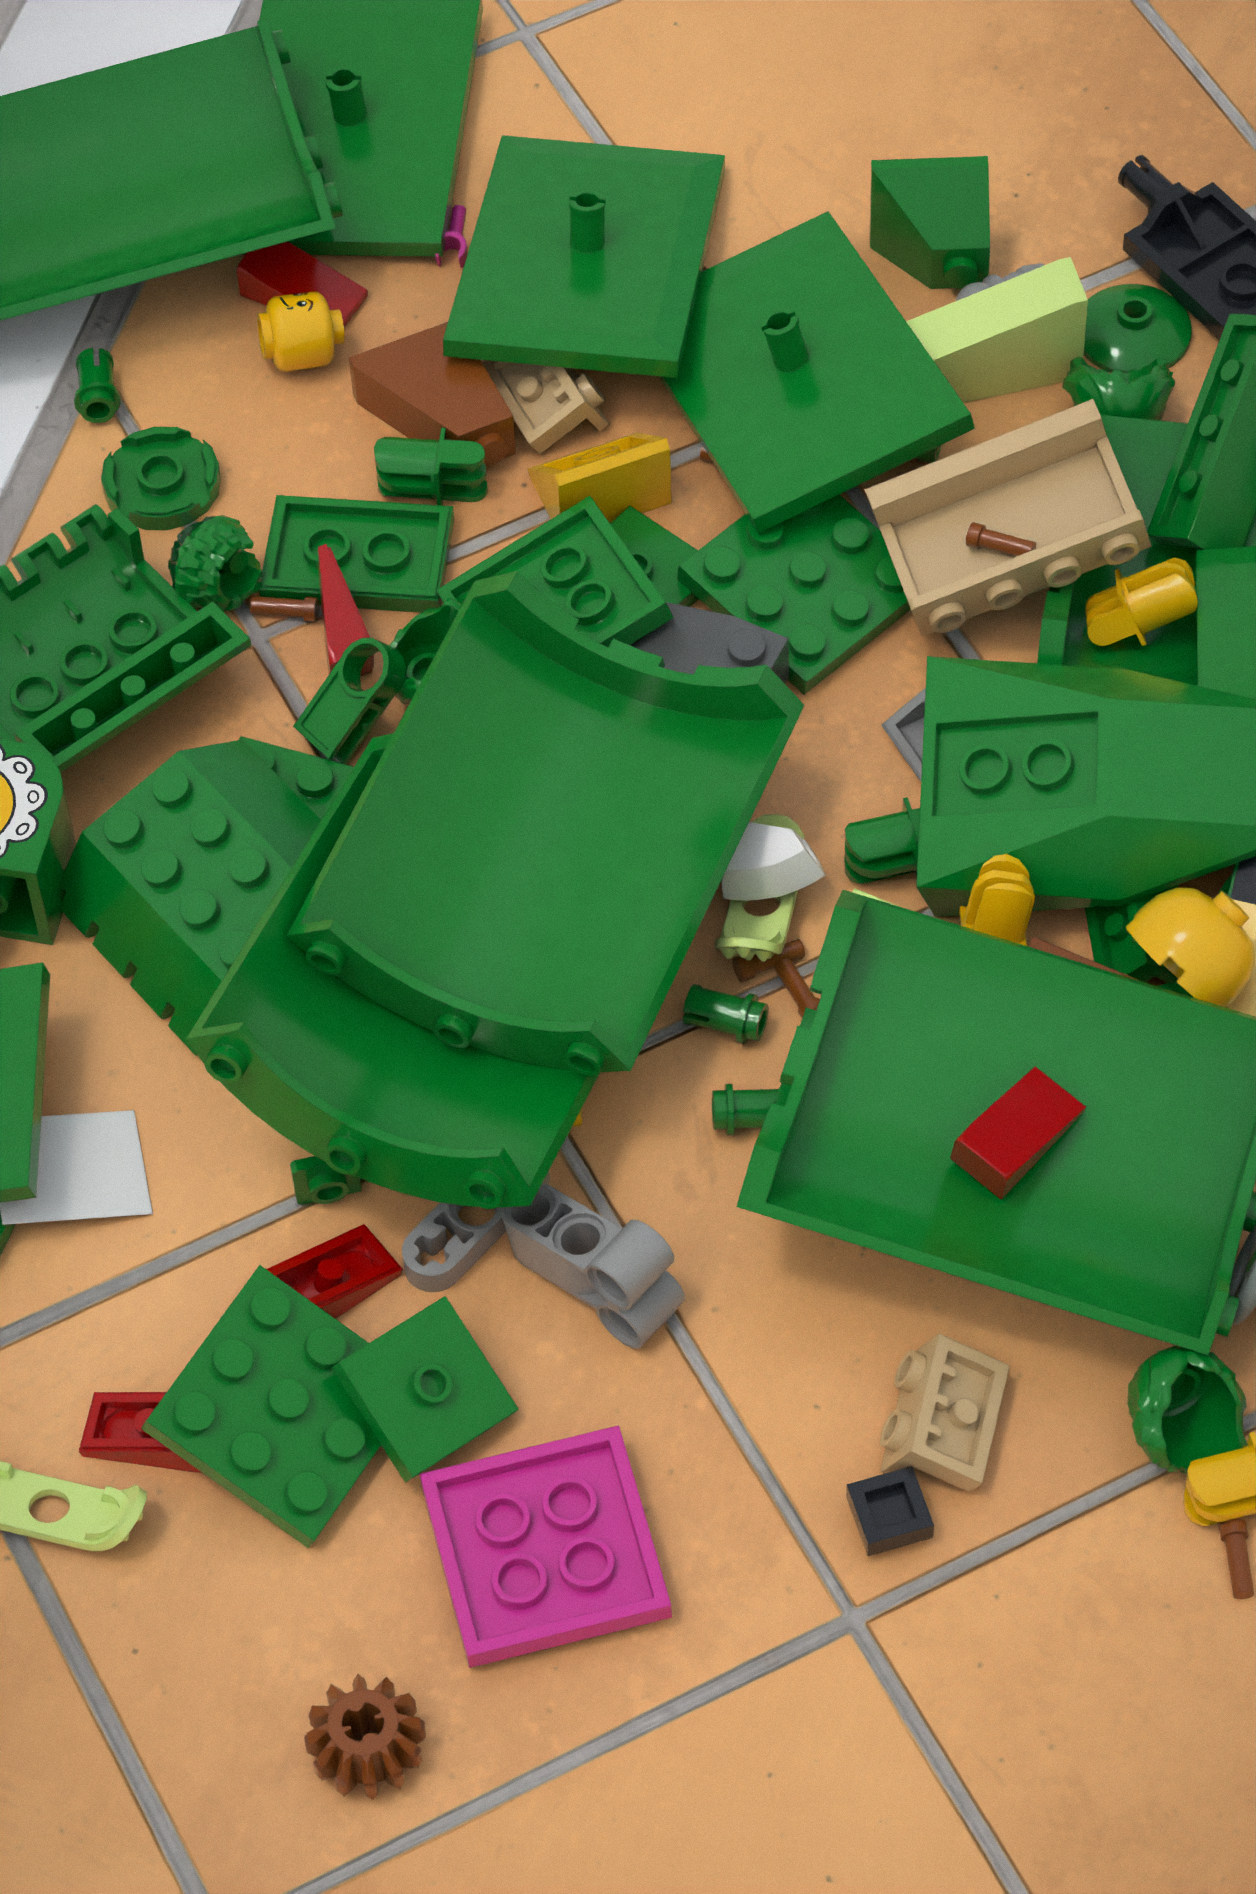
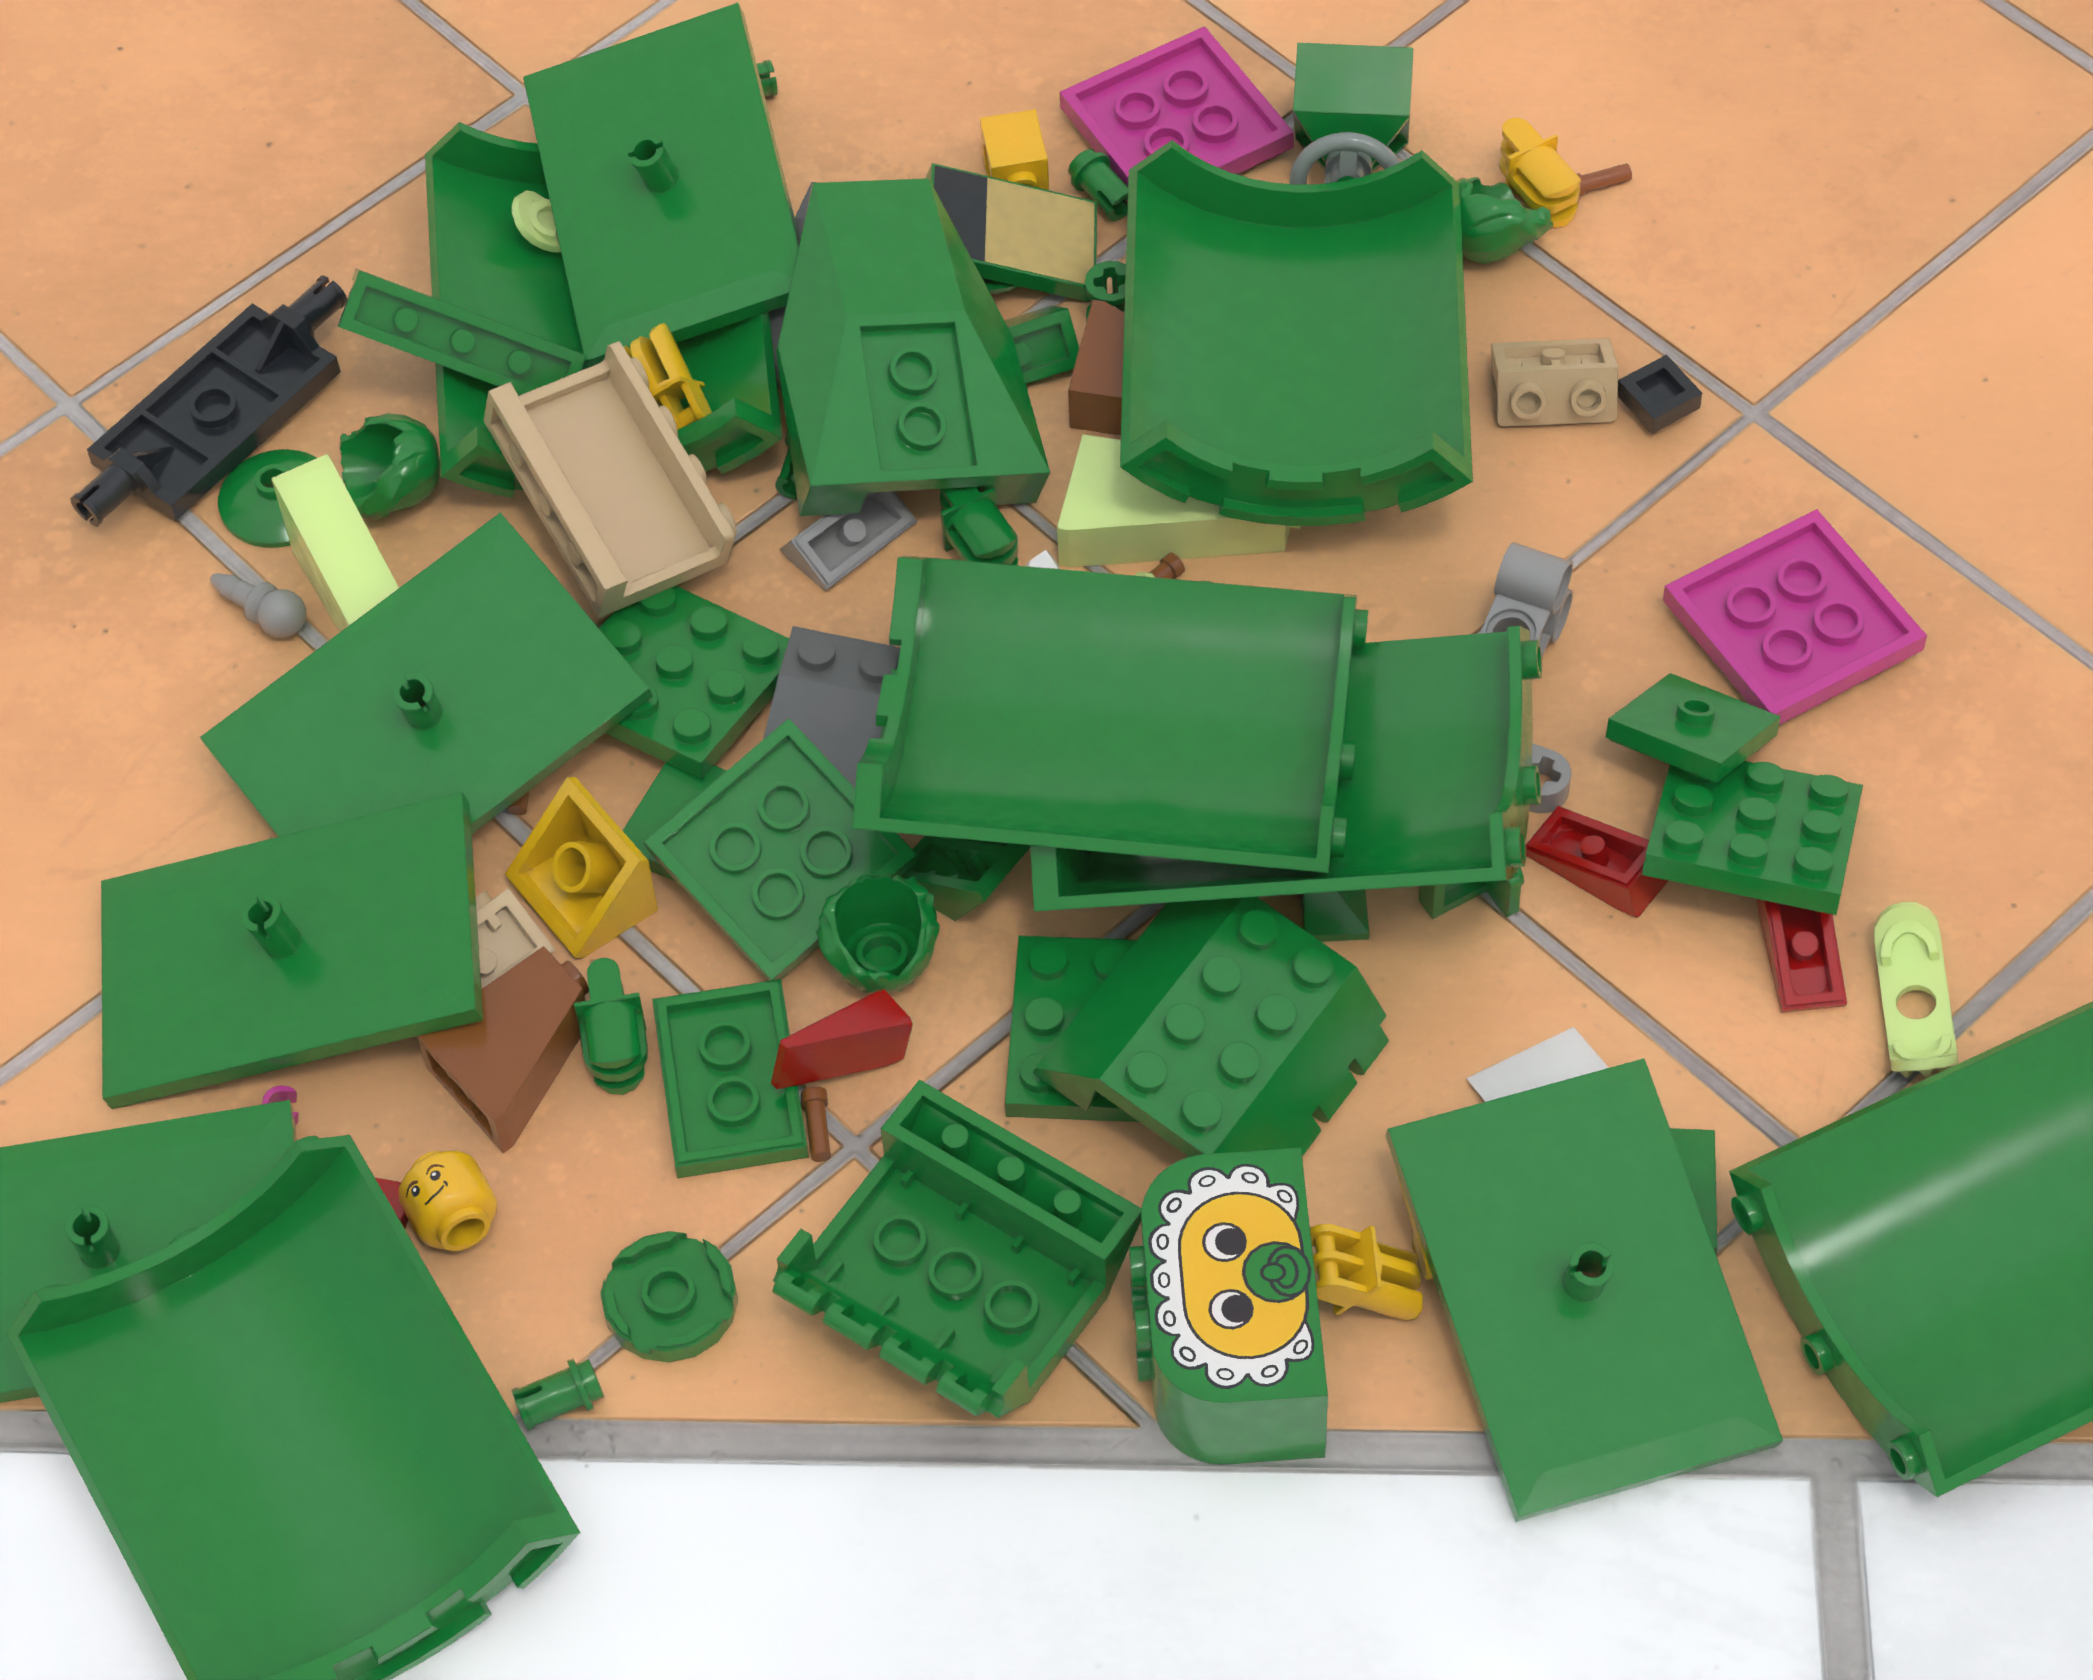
camera: 105 degrees left, 0 degrees up
(212, 564) = (798, 1180): green piece -> none
(341, 710) = (960, 1006): green piece -> none
(376, 1756) = (2029, 691): dark orange gear -> none
(740, 1108) = (1294, 567): green pin -> none
(932, 218) = (198, 647): green slope -> none
(980, 536) = (627, 505): dark orange piece -> none
(1000, 900) = (1069, 414): yellow arm -> none
(1016, 1132) = (1293, 344): red slope -> none
(1198, 942) = (1060, 248): yellow cylinder -> none

